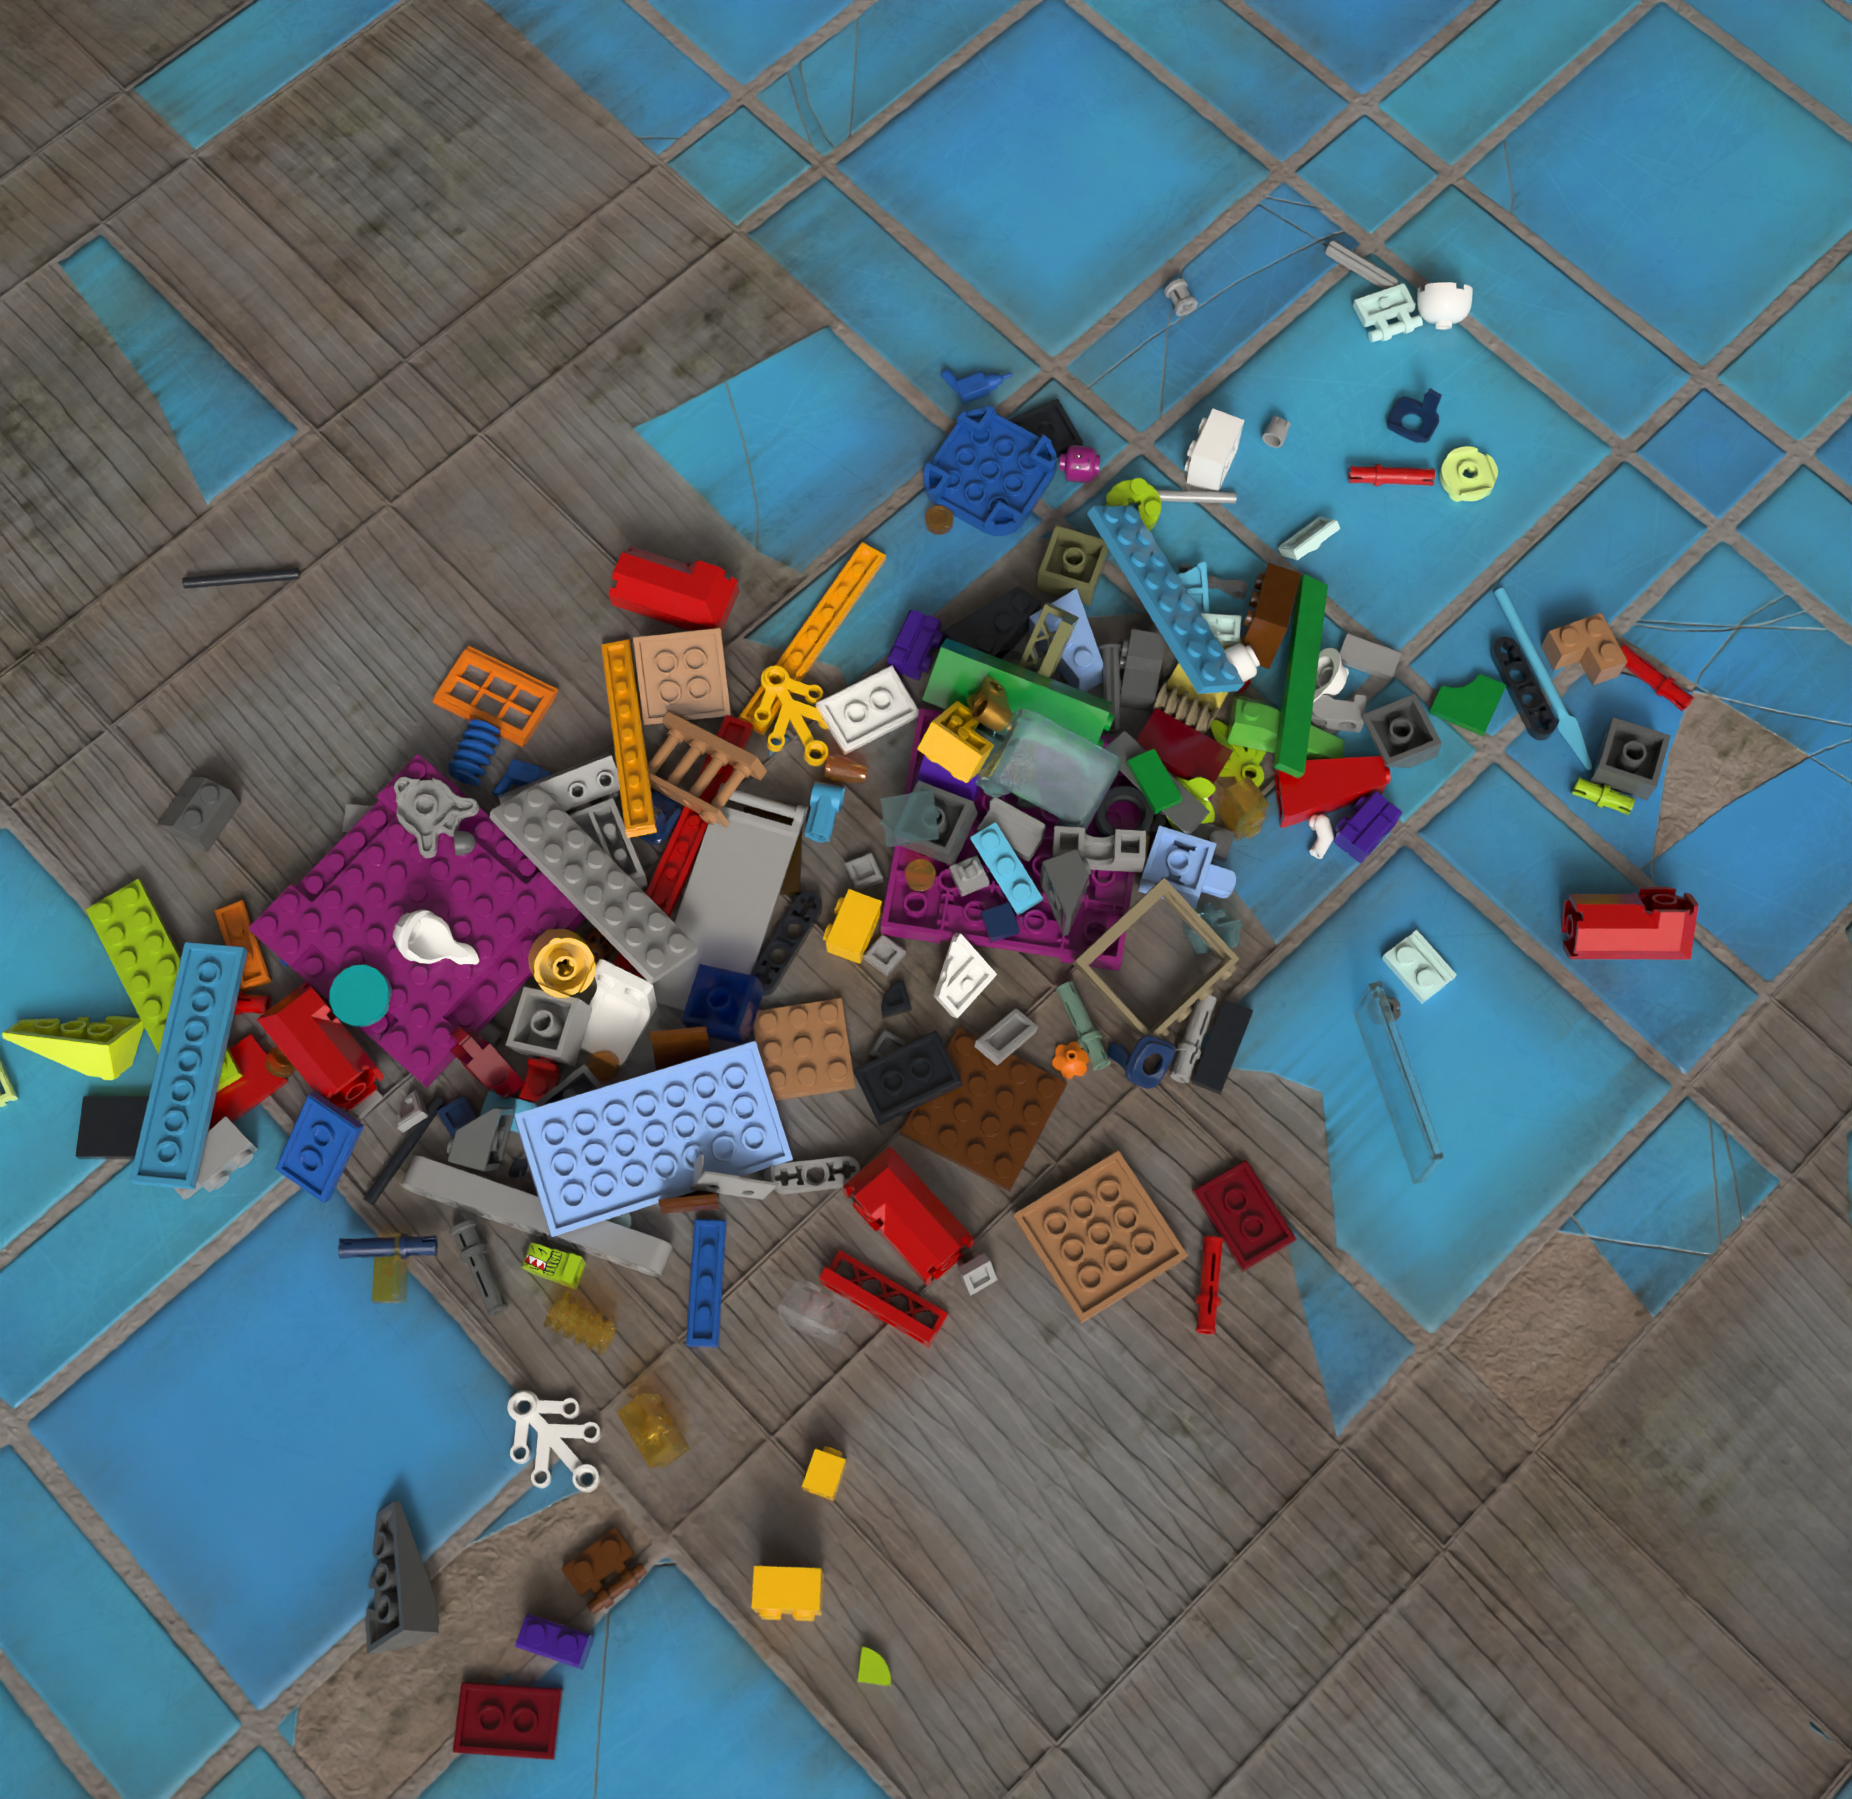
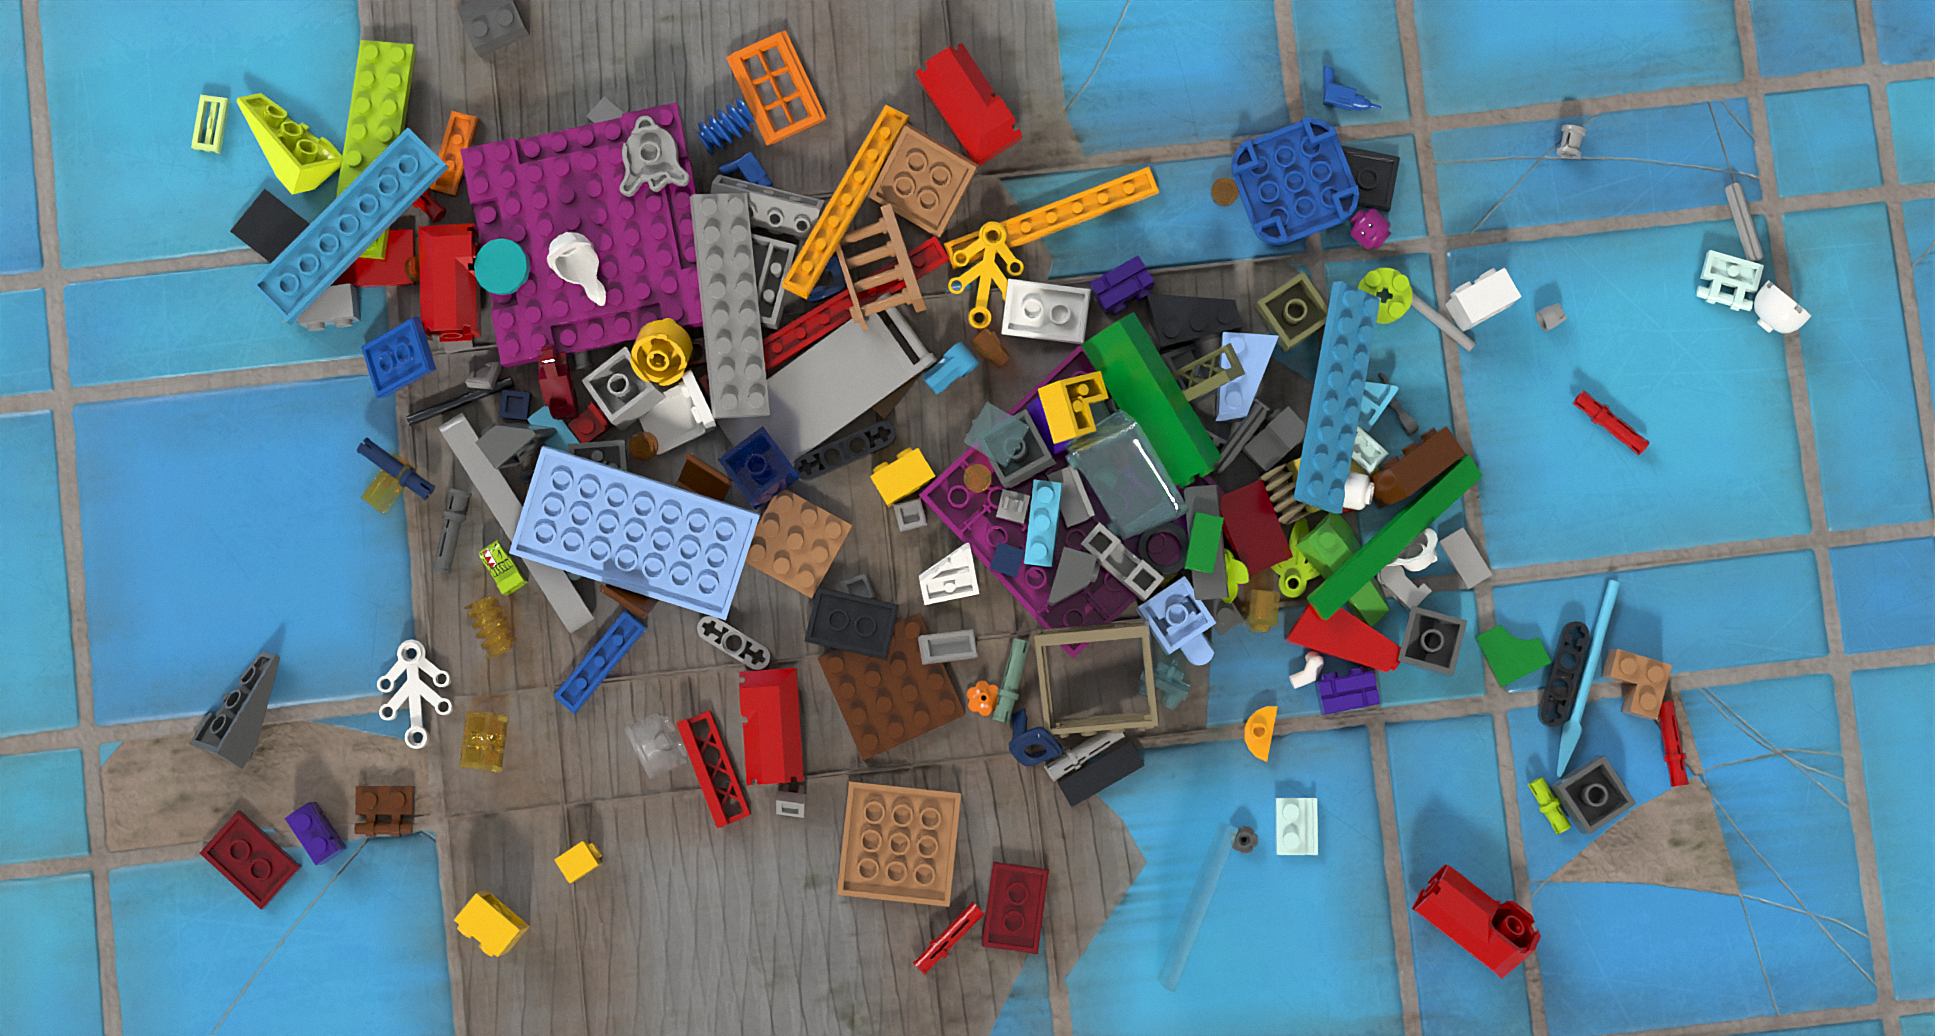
camera: 40 degrees right, 15 degrees up
(463, 842) = (656, 204): dark grey hinge -> none
(732, 1184) = (642, 591): light grey piece -> none
(863, 872) = (944, 438): light grey tile -> none
(873, 1668) = (514, 1015): lime tile -> none
(895, 1000) = (891, 556): black tile -> none
(990, 705) = (1120, 394): pearl gold piece -> none
(1308, 538) = (1499, 426): light aqua plate -> none
(1323, 913) = (1259, 731): none -> light orange plate
(1426, 411) = (1687, 388): dark blue piece -> none
(1466, 488) = (1688, 461): yellowish green plate -> none

